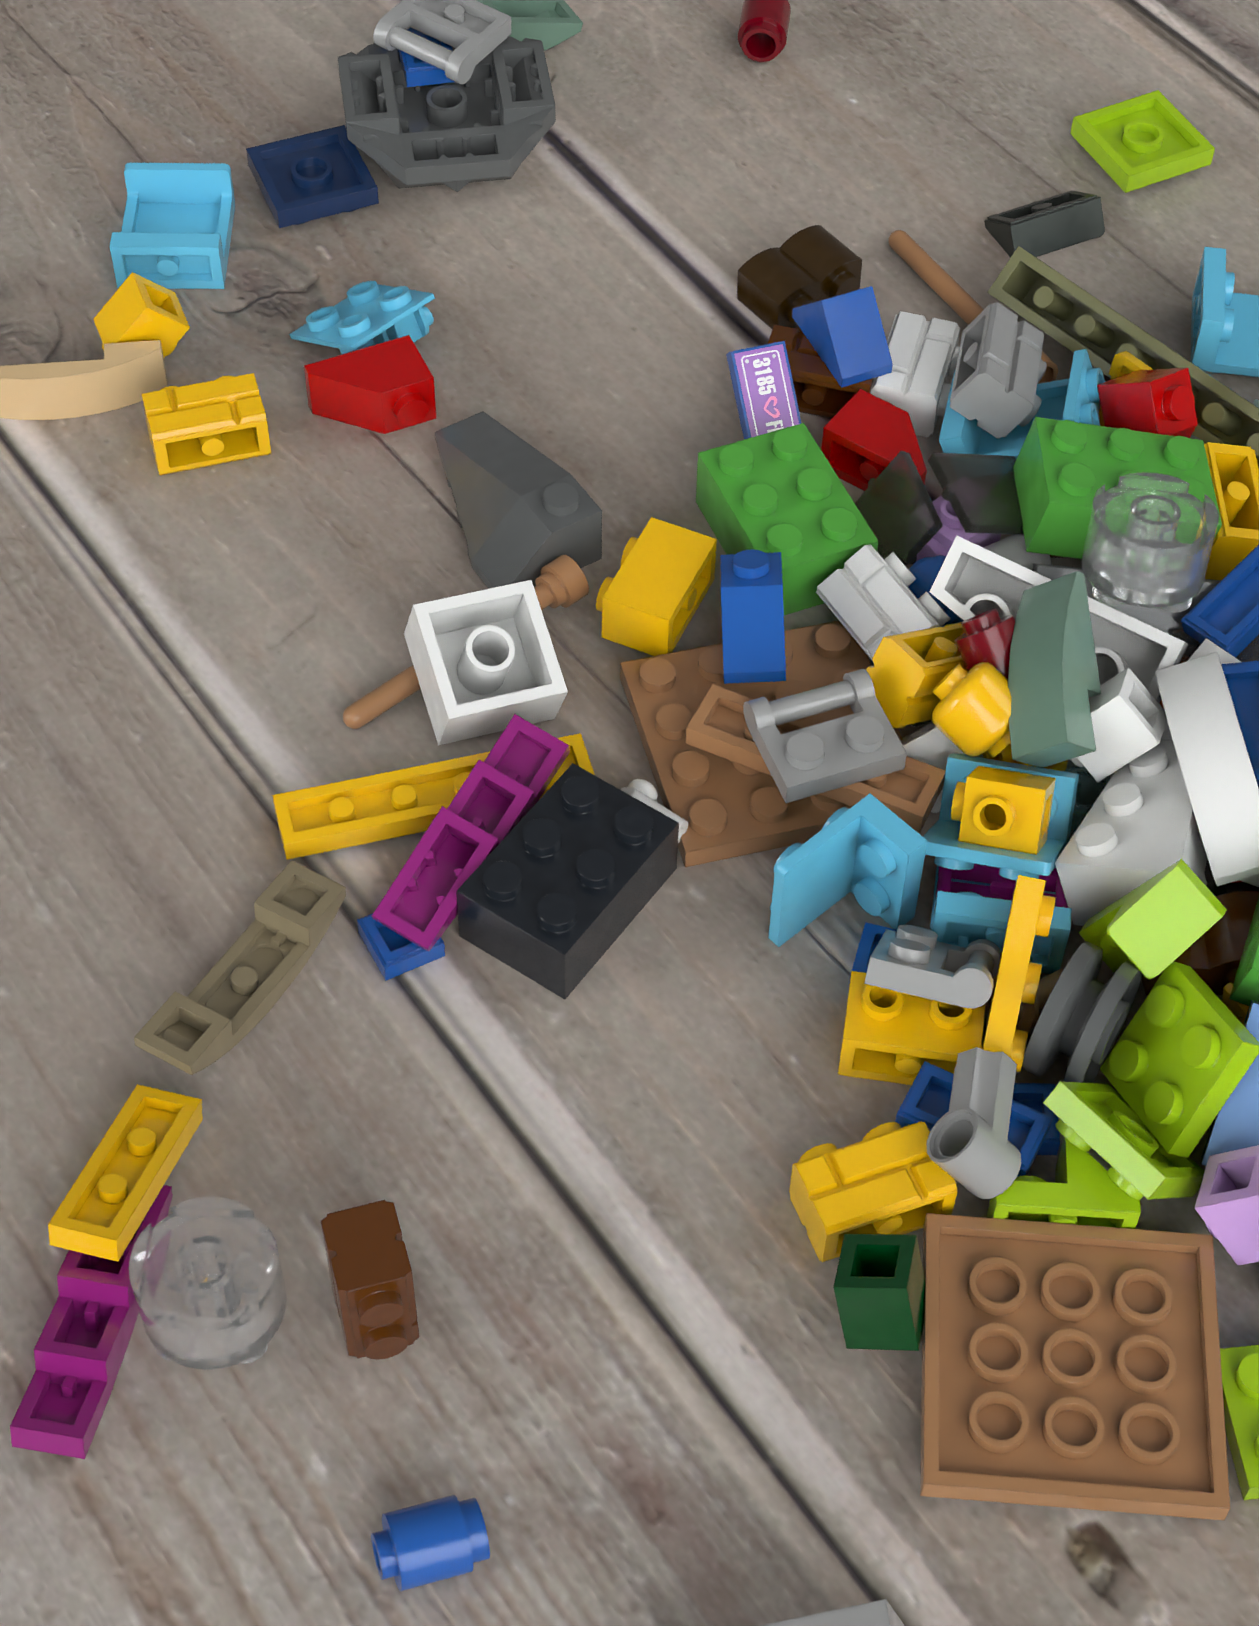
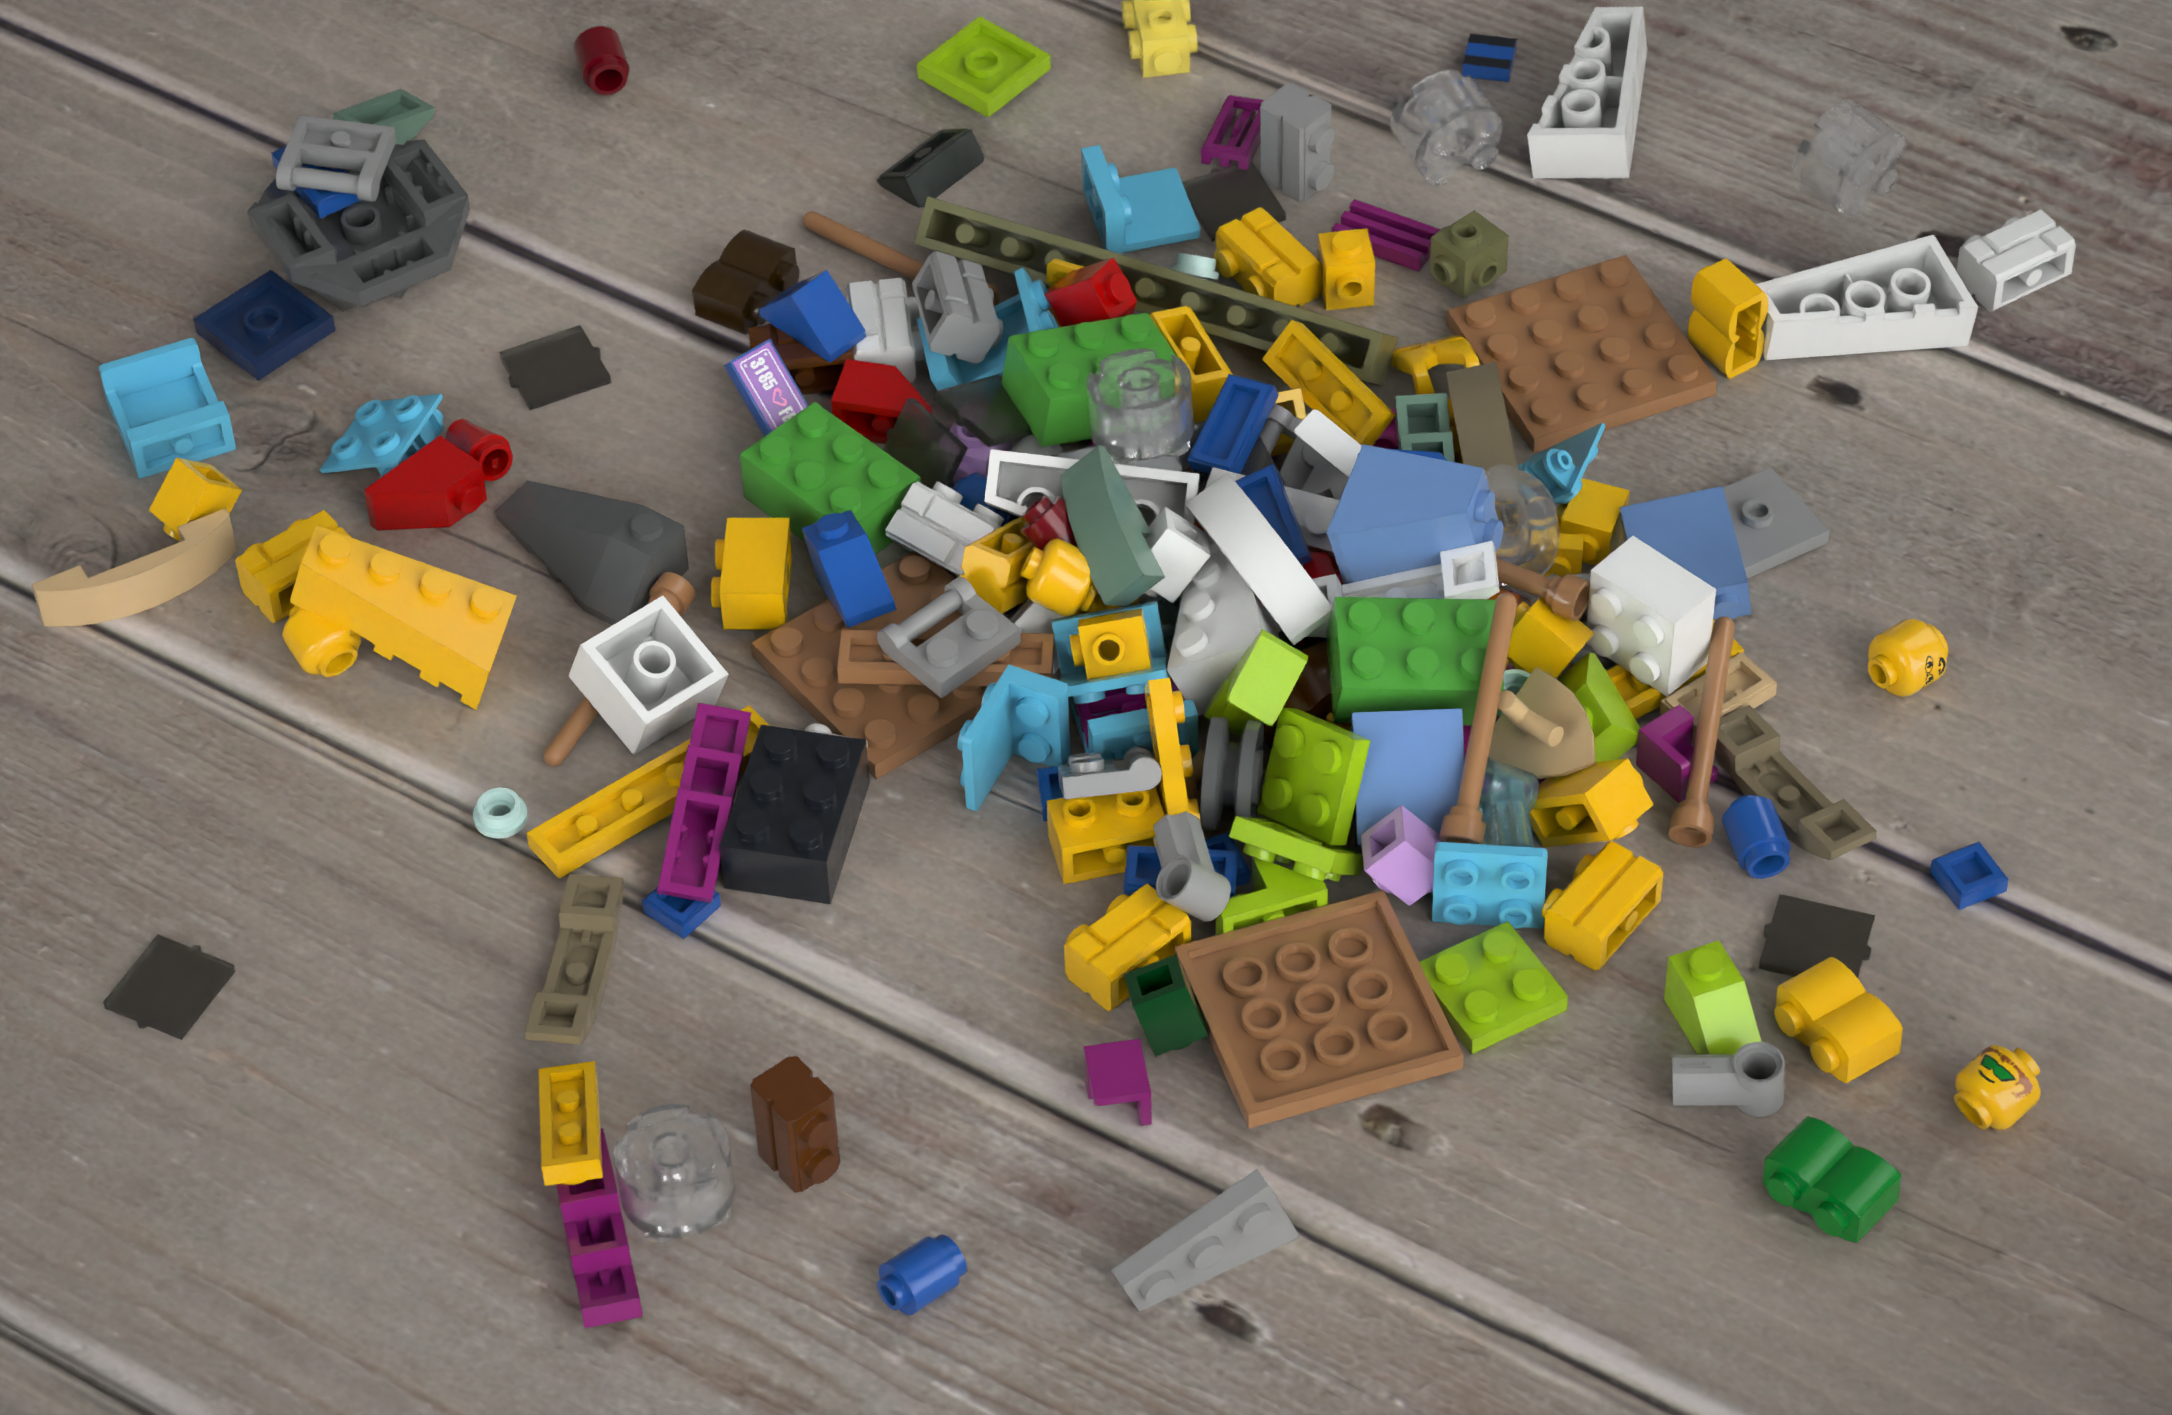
camera: 20 degrees left, 5 degrees down
(186, 505) = (319, 643): none -> yellow head
(266, 750) = (500, 813): none -> light aqua plate
(275, 505) = (406, 609): none -> yellow wedge
(451, 364) = (484, 446): none -> red cone
(571, 306) = (555, 367): none -> clear smoke piece
(784, 1366) = (1118, 1075): none -> magenta panel

